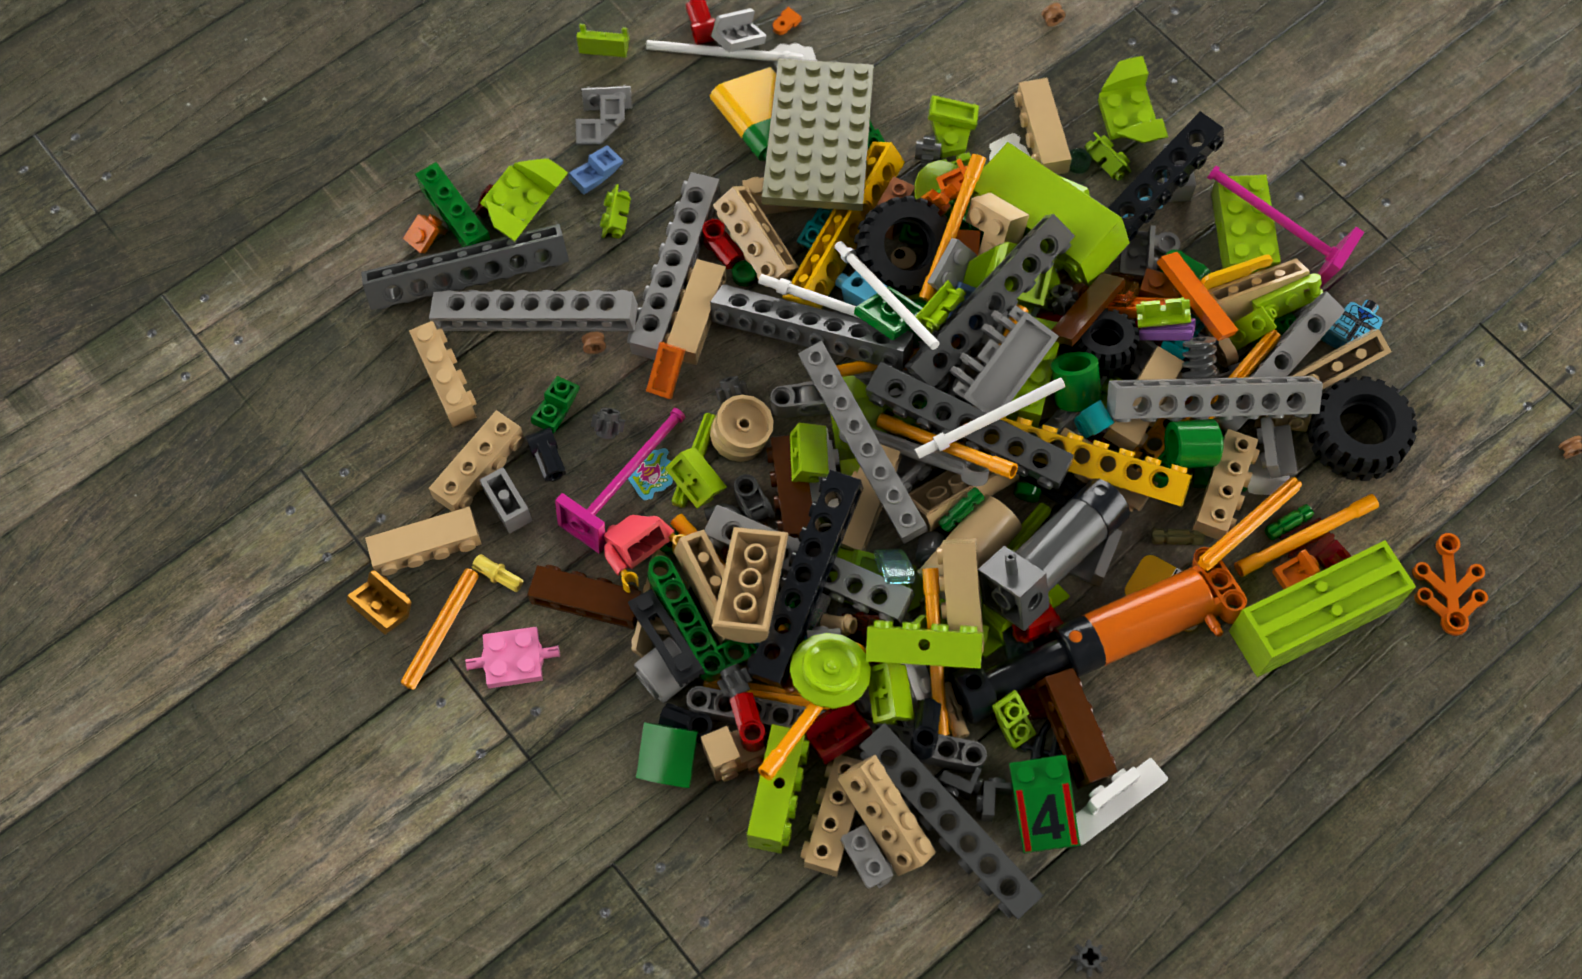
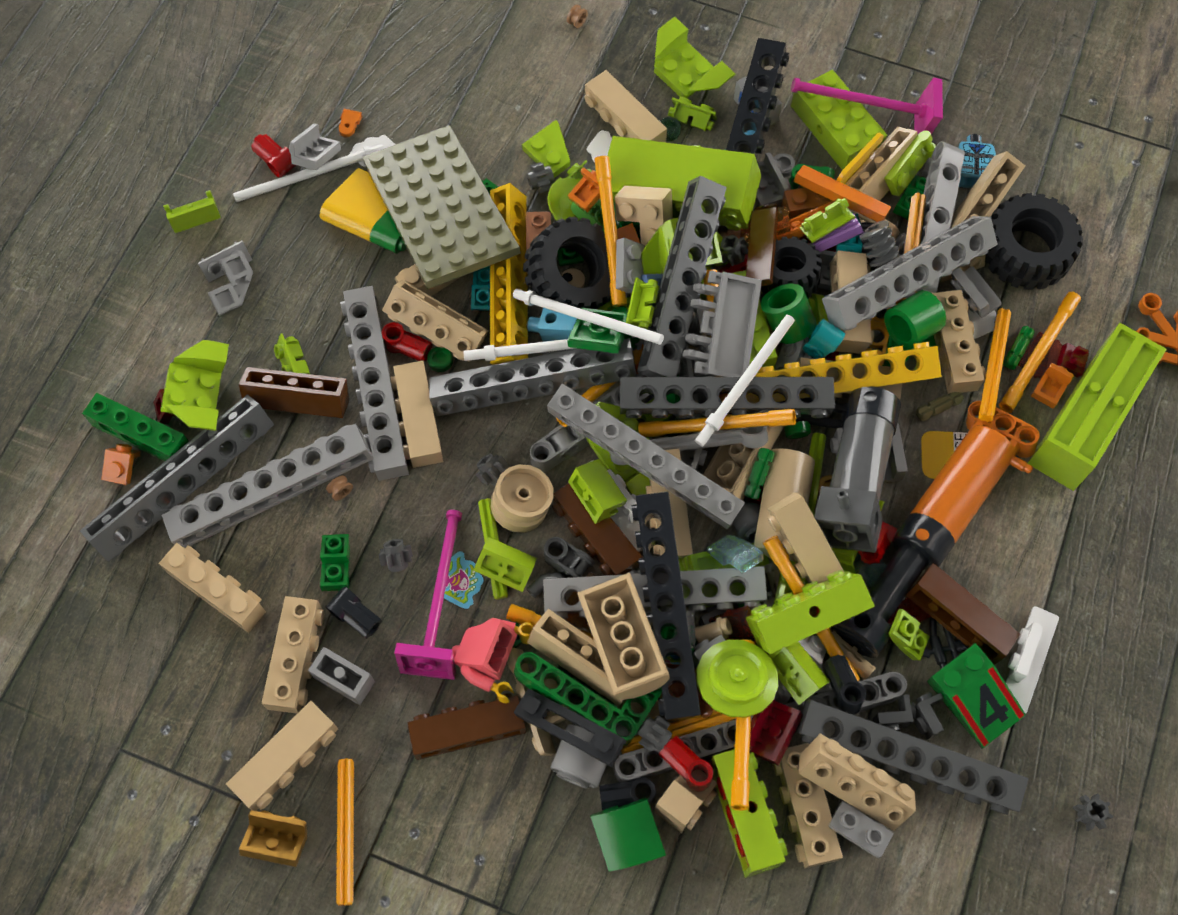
camera: 30 degrees left, 0 degrees up
(497, 573) = (370, 749): light yellow axle -> none
(512, 657) = (430, 821): bright pink plate -> none
(597, 169) = (251, 330): medium blue slope -> none
(602, 241) = (296, 392): none -> reddish brown brick
(665, 370) = (421, 480): orange plate -> none
(940, 199) = (585, 209): orange plate -> none
(953, 112) = (543, 134): lime tile -> none
(1253, 326) = (900, 197): lime hinge -> none

